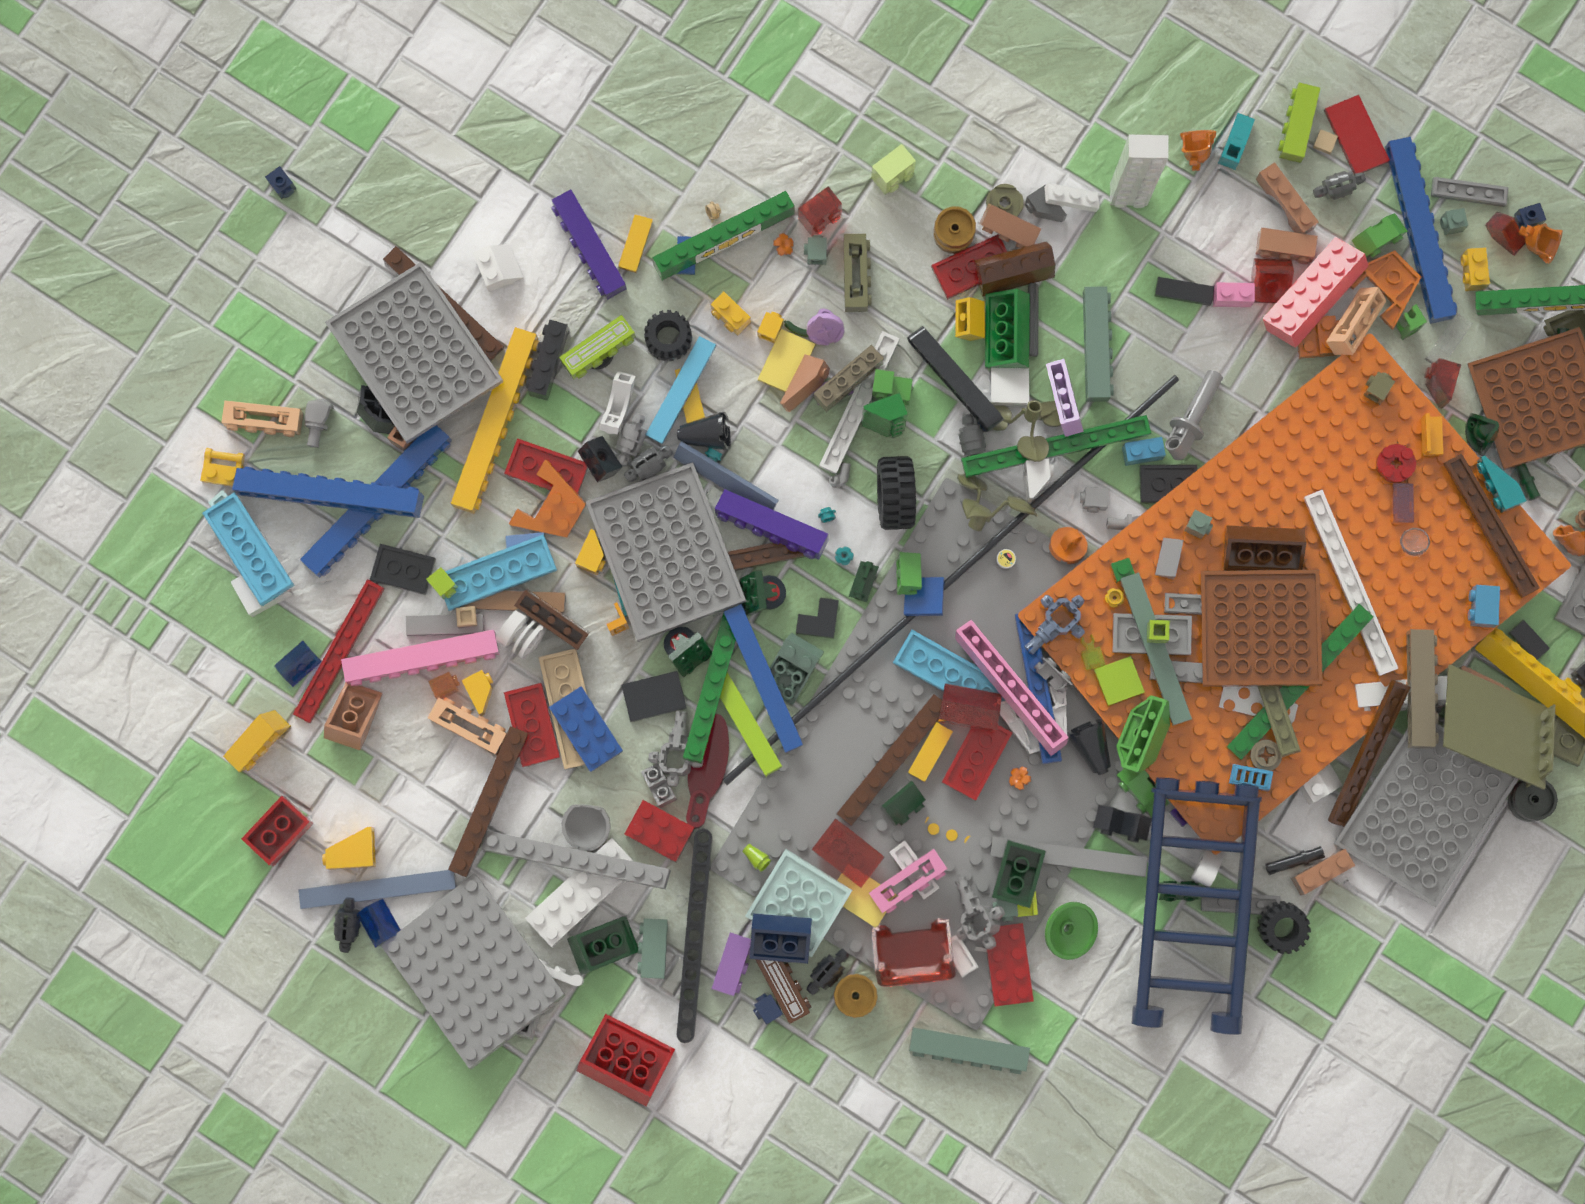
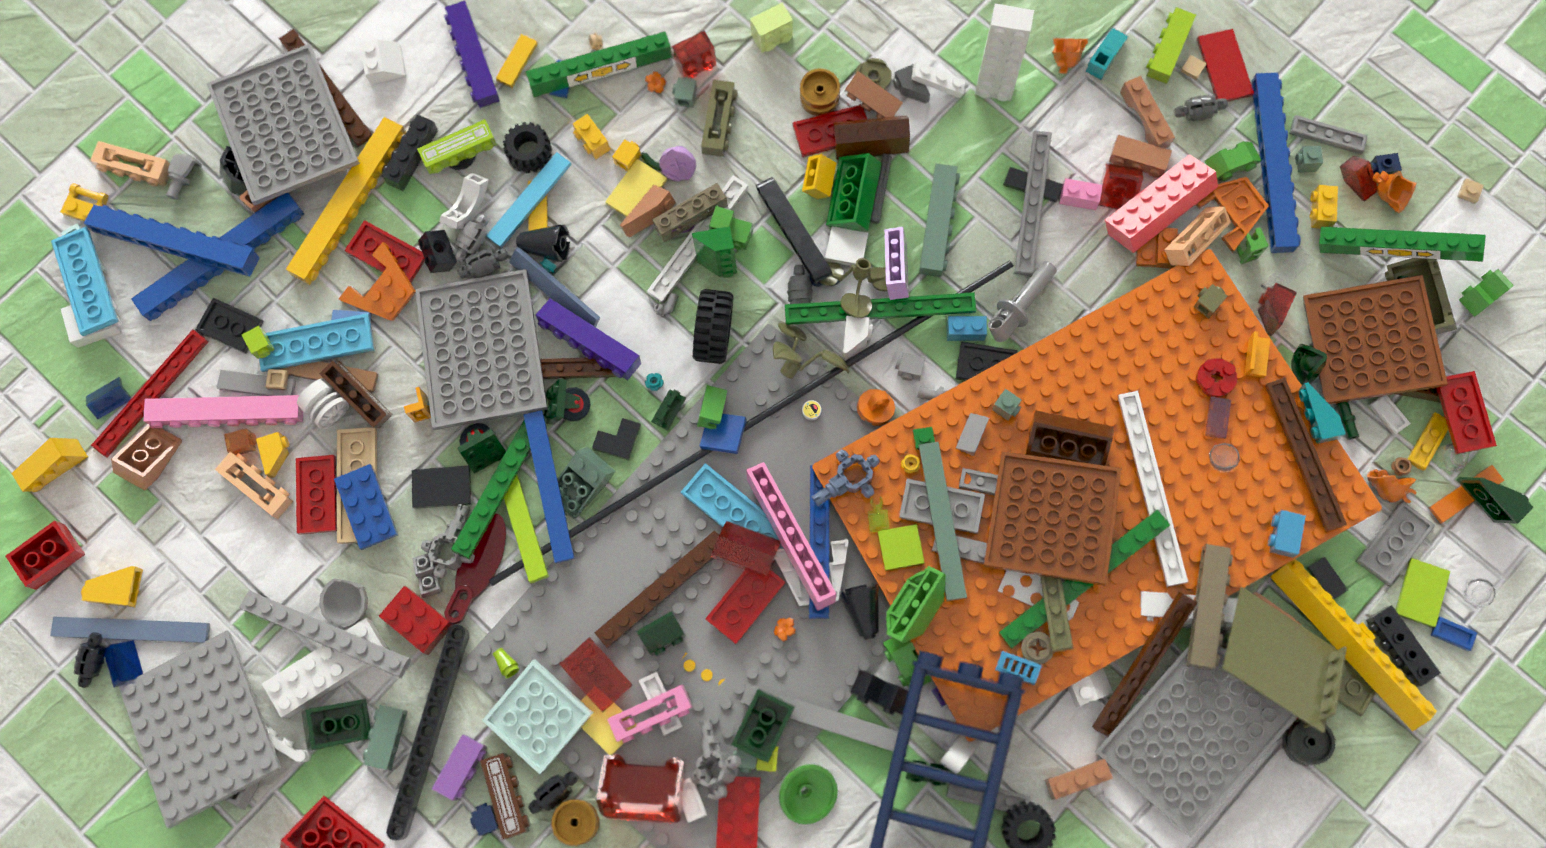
camera: 15 degrees right, 5 degrees down
(488, 801) = (255, 562): reddish brown plate -> none
(591, 555) = (409, 340): yellow slope -> none
(780, 938) = (509, 749): dark blue slope -> none
(827, 515) = (645, 340): teal plate -> none
(930, 752) = (700, 587): yellow tile -> none
(1059, 679) = (841, 536): light grey hinge -> none
(1158, 631) = (946, 502): lime brick -> none
(1187, 311) = (1033, 203): none -> light grey tile
(1289, 862) = (1058, 761): black pin -> none

